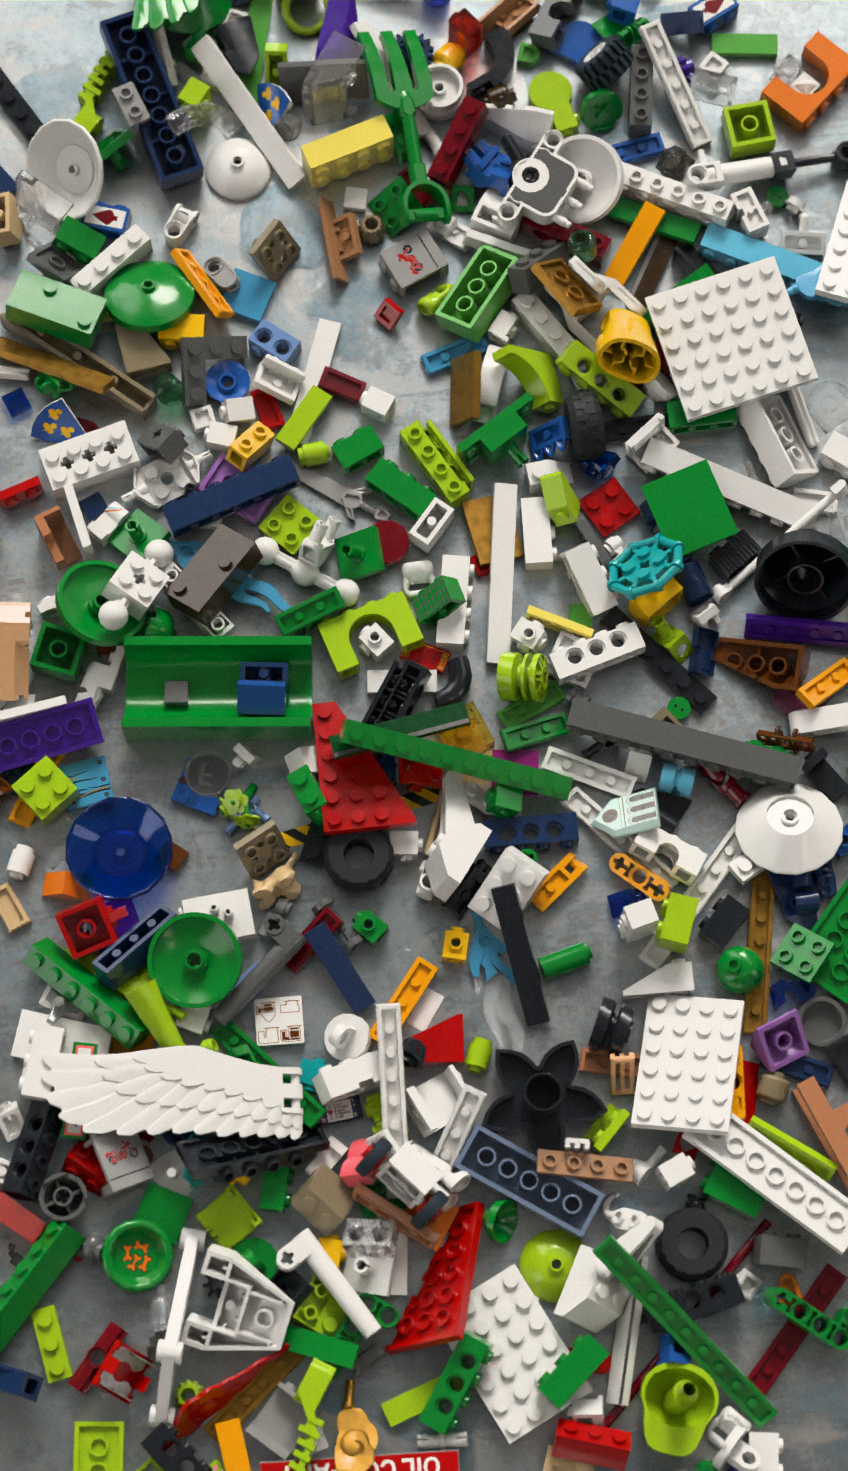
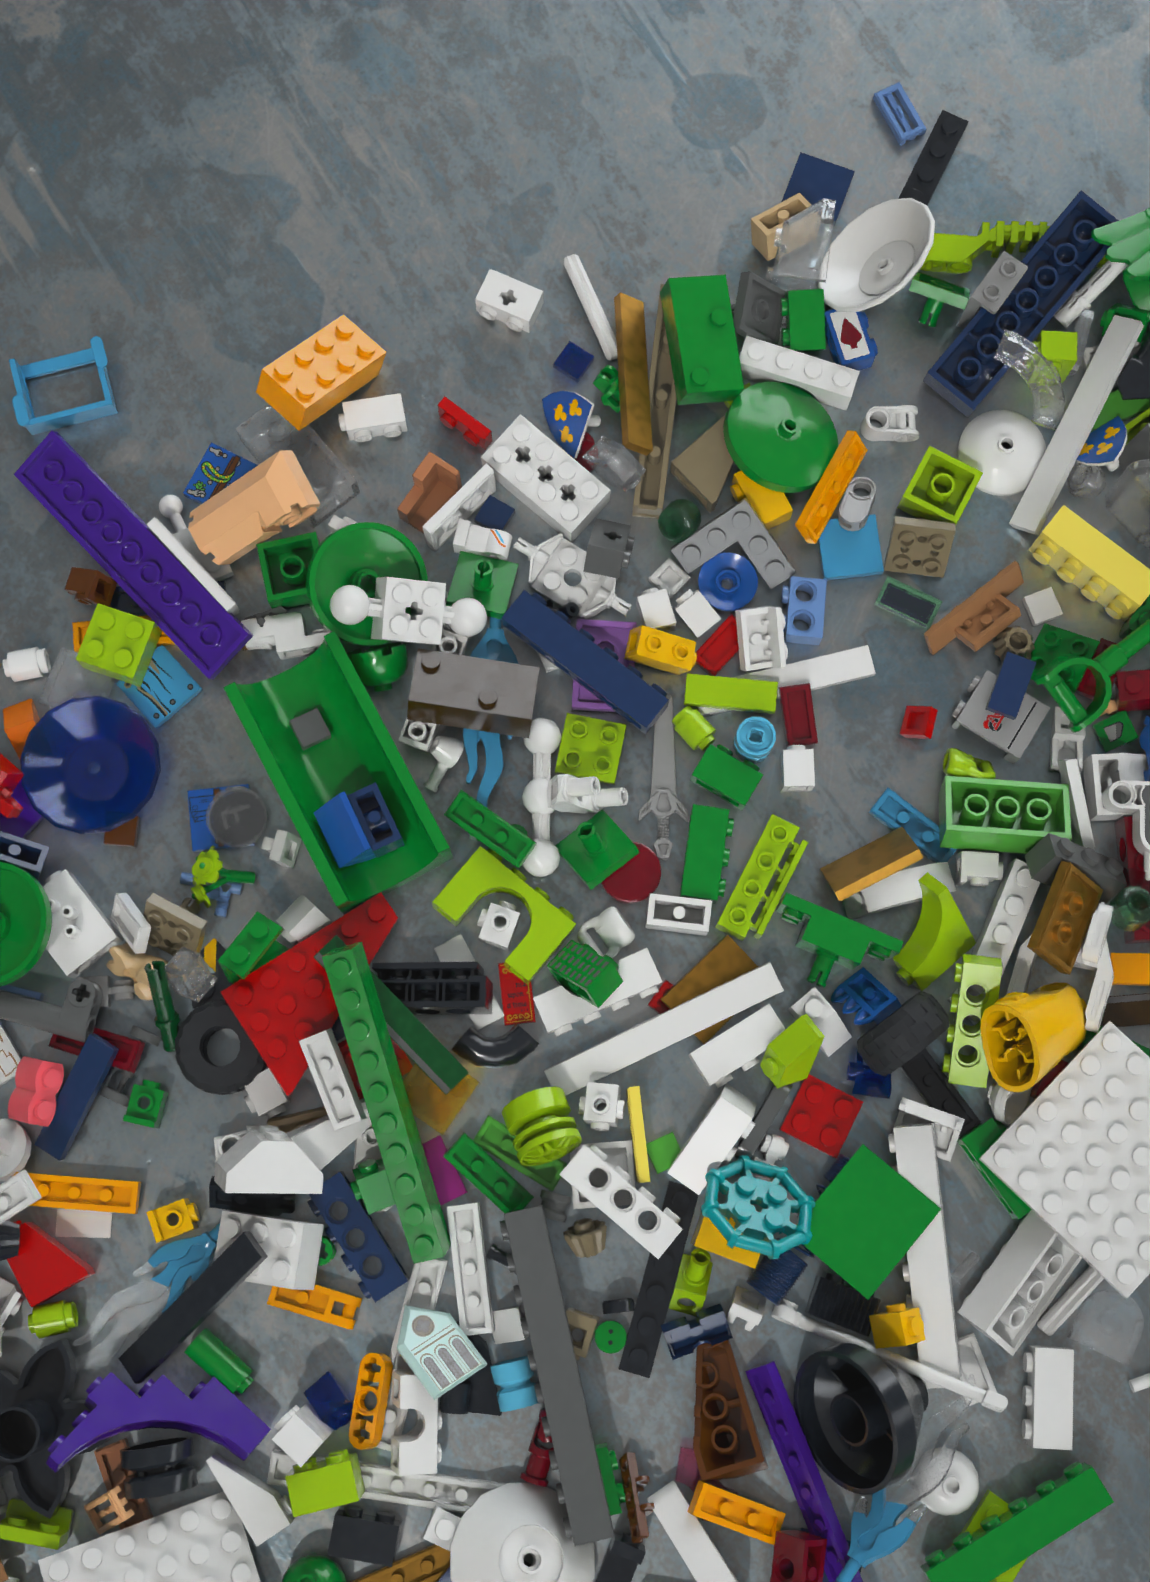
camera: 60 degrees right, 5 degrees up
(107, 408) = (614, 464): none -> clear brick
(242, 217) = (939, 488): none -> lime brick
(242, 617) = (447, 753): none -> white bar
(242, 874) = (130, 922): none -> white tile
(299, 852) = (189, 974): none -> clear brick
(305, 279) = (908, 602): none -> tile
(318, 881) = (166, 1016): none -> dark green pin
(321, 992) = (35, 1091): none -> coral brick
(343, 419) = (754, 739): none -> medium azure wheel
(398, 243) = (1010, 685): none -> dark blue tile
(421, 786) = (332, 1079): none -> white plate
(572, 1005) = (117, 1409): none -> dark purple arch
(608, 689) = (586, 1237): none -> dark tan piece
(661, 692) = (618, 1306): none -> black tile
(764, 524) = (897, 1326): none -> yellow brick

